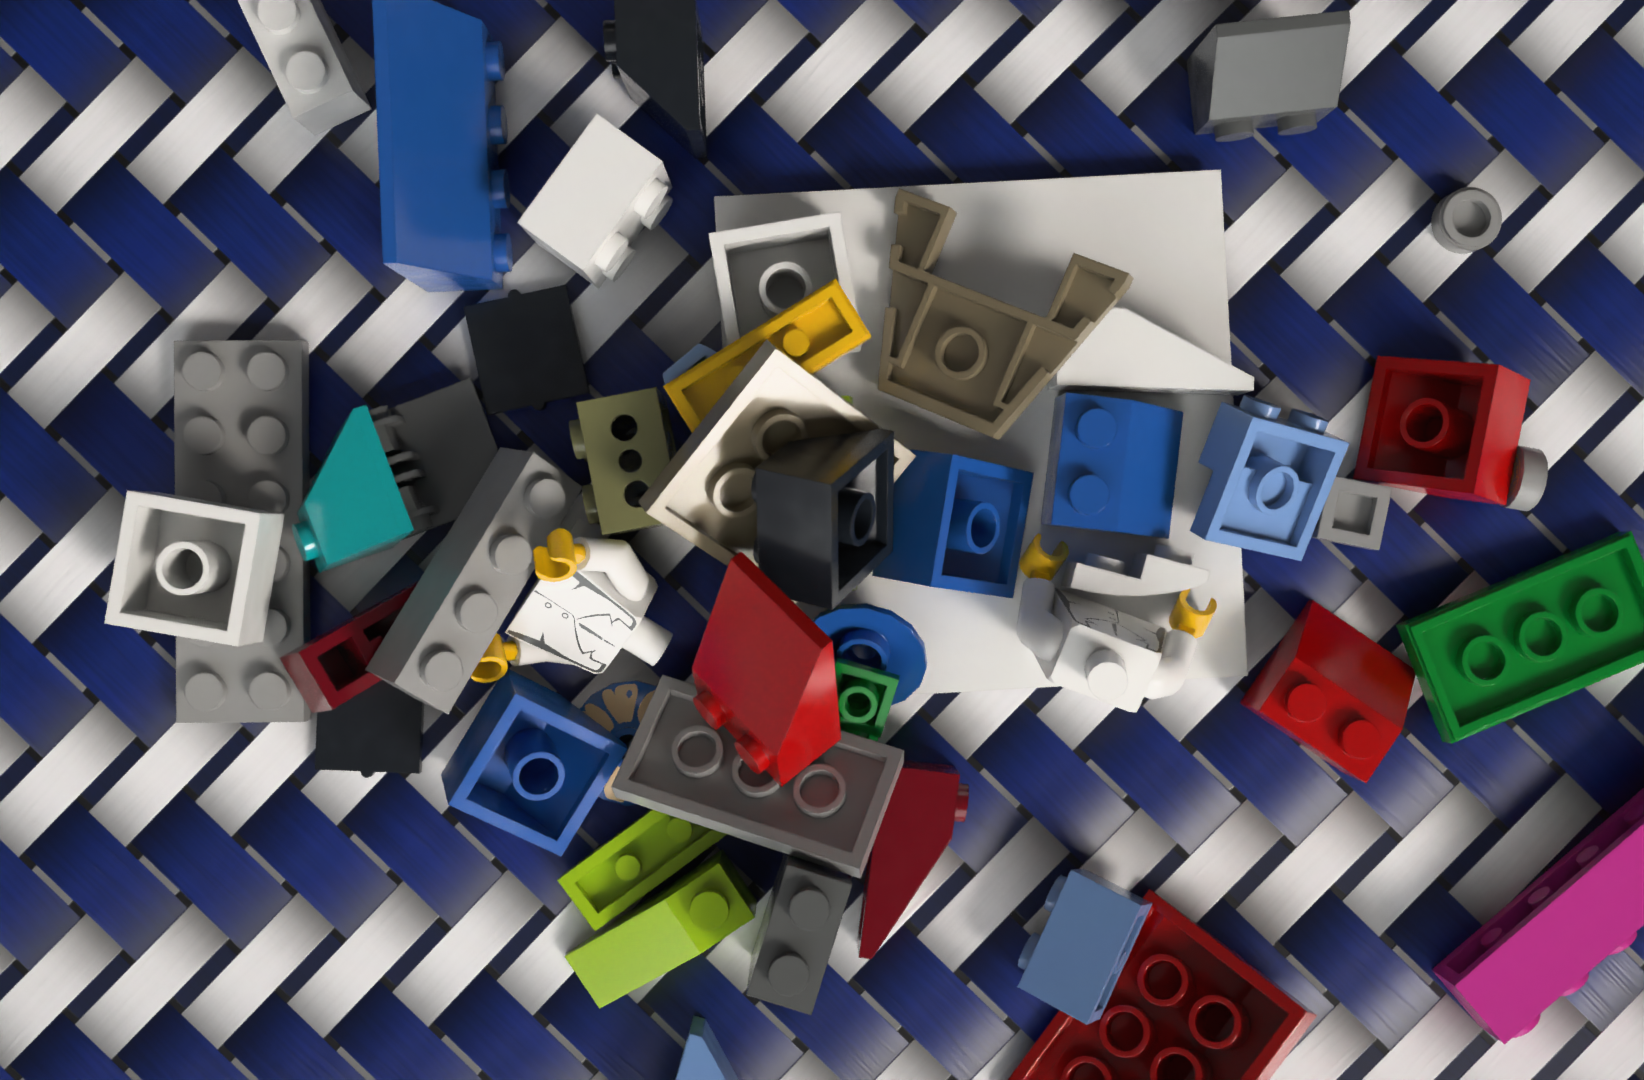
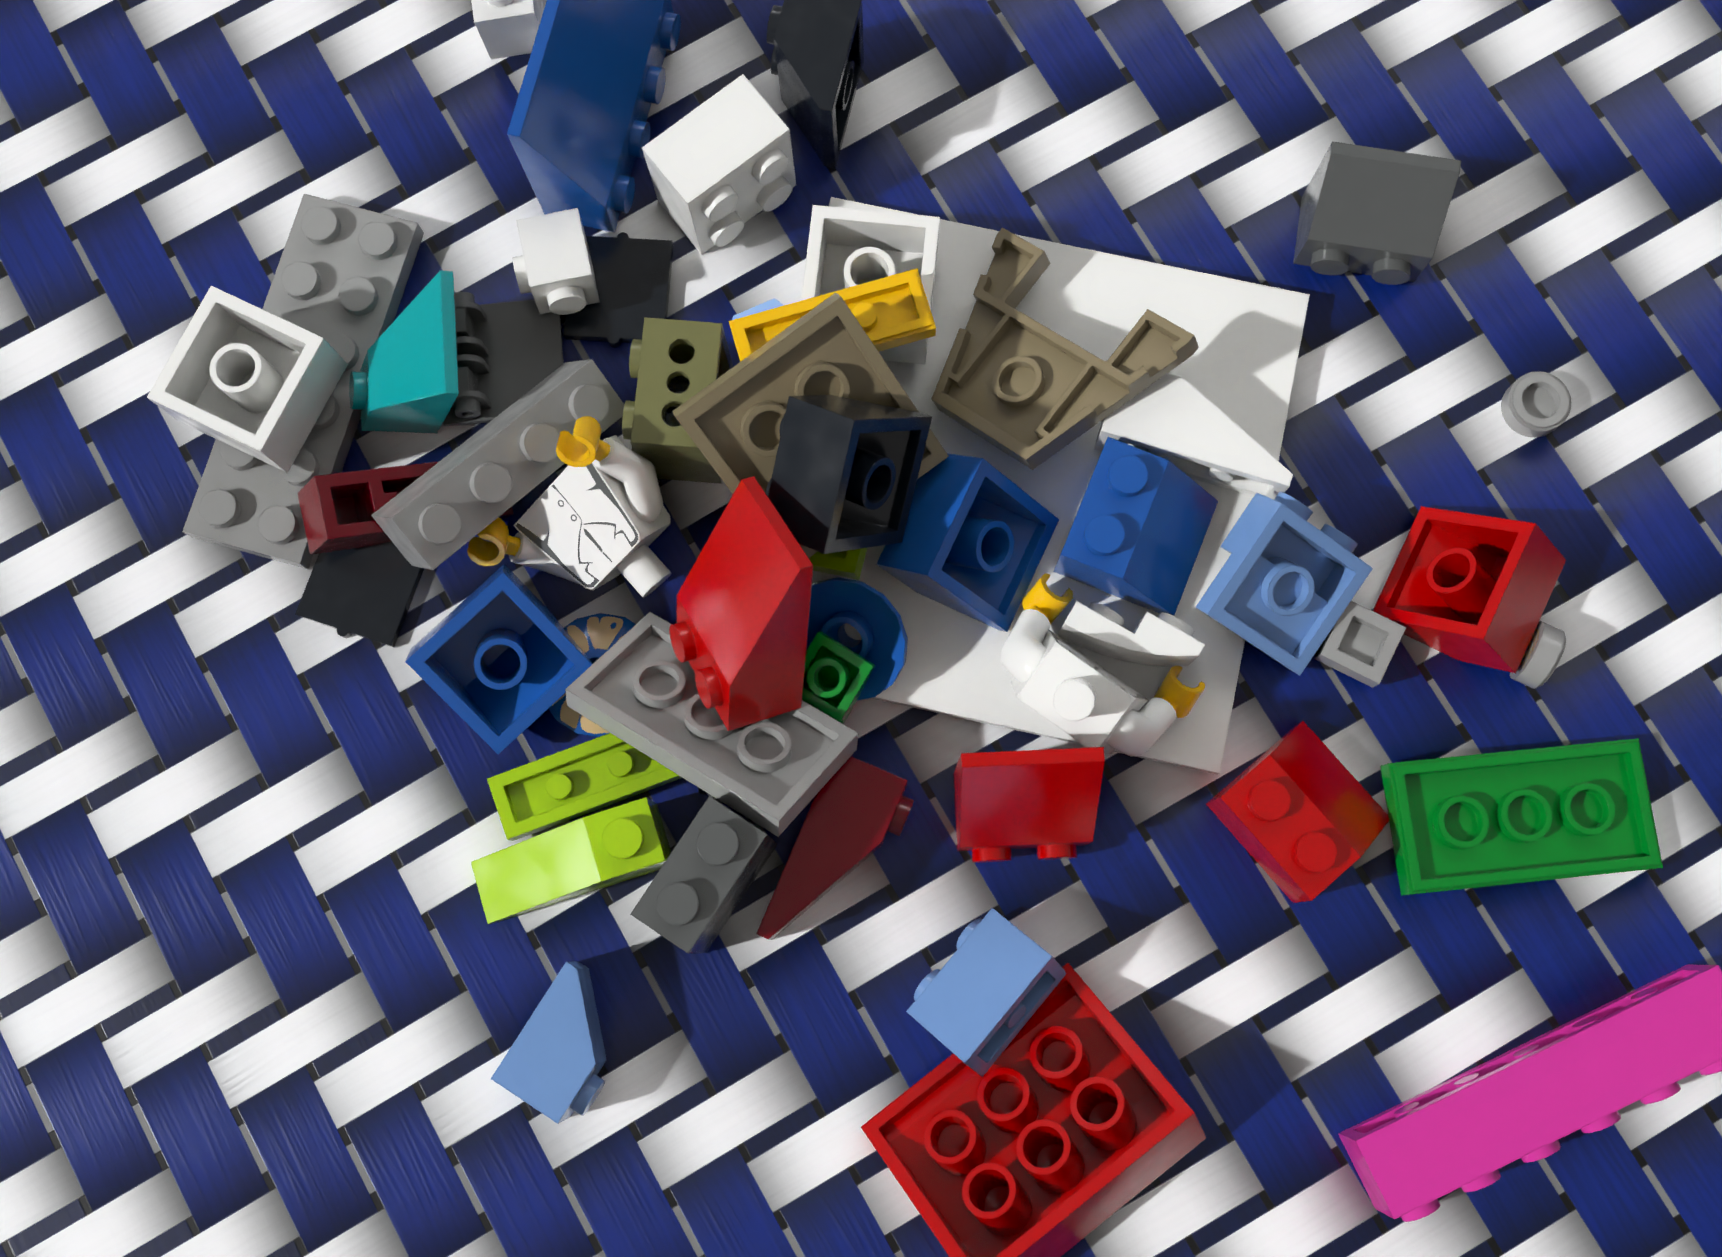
camera: 25 degrees right, 10 degrees down
(459, 350) = (555, 262): none -> white brick
(1077, 763) = (1027, 802): none -> red slope

